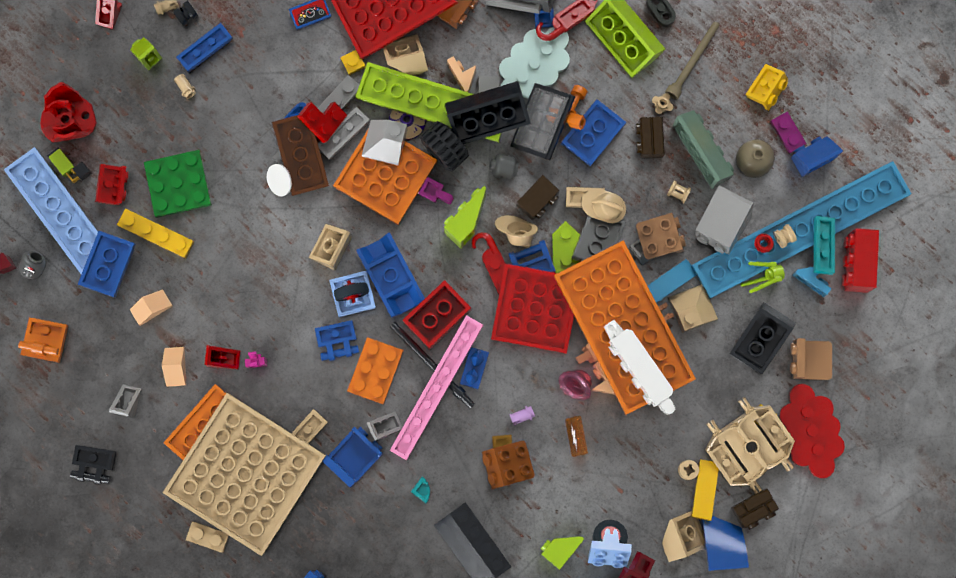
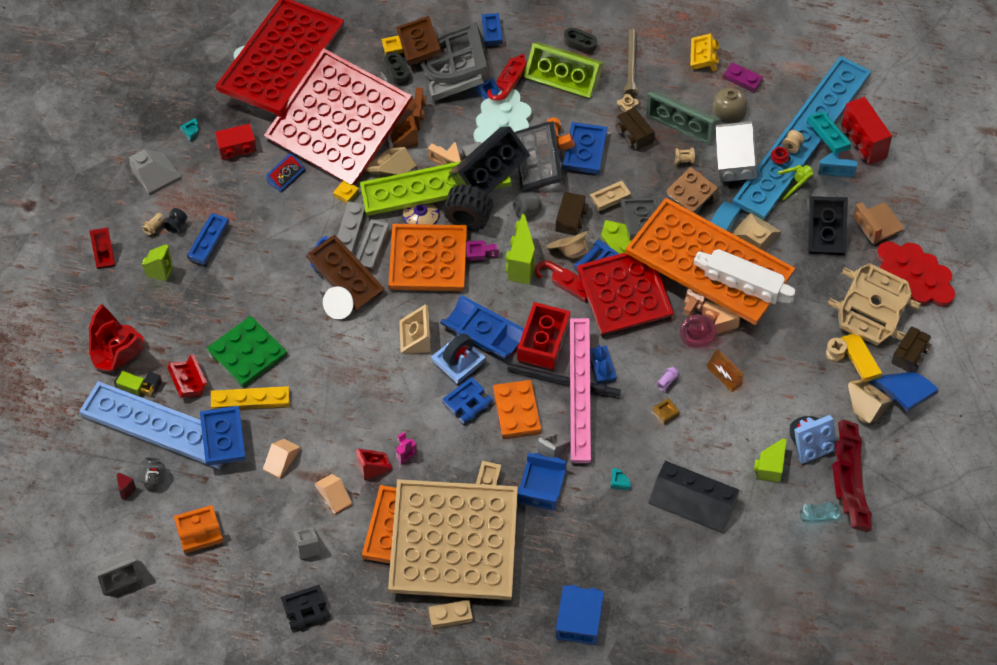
camera: 30 degrees left, 25 degrees down
(187, 90) = (208, 275): tan pin -> none
(322, 124) = (351, 239): red plate -> none
(385, 141) = (413, 228): light grey slope -> none
(436, 30) = (404, 134): none -> dark orange slope
(508, 464) = (679, 421): dark orange bracket -> none
(603, 205) = (631, 191): tan piece -> none
(816, 155) = (777, 79): blue slope -> none

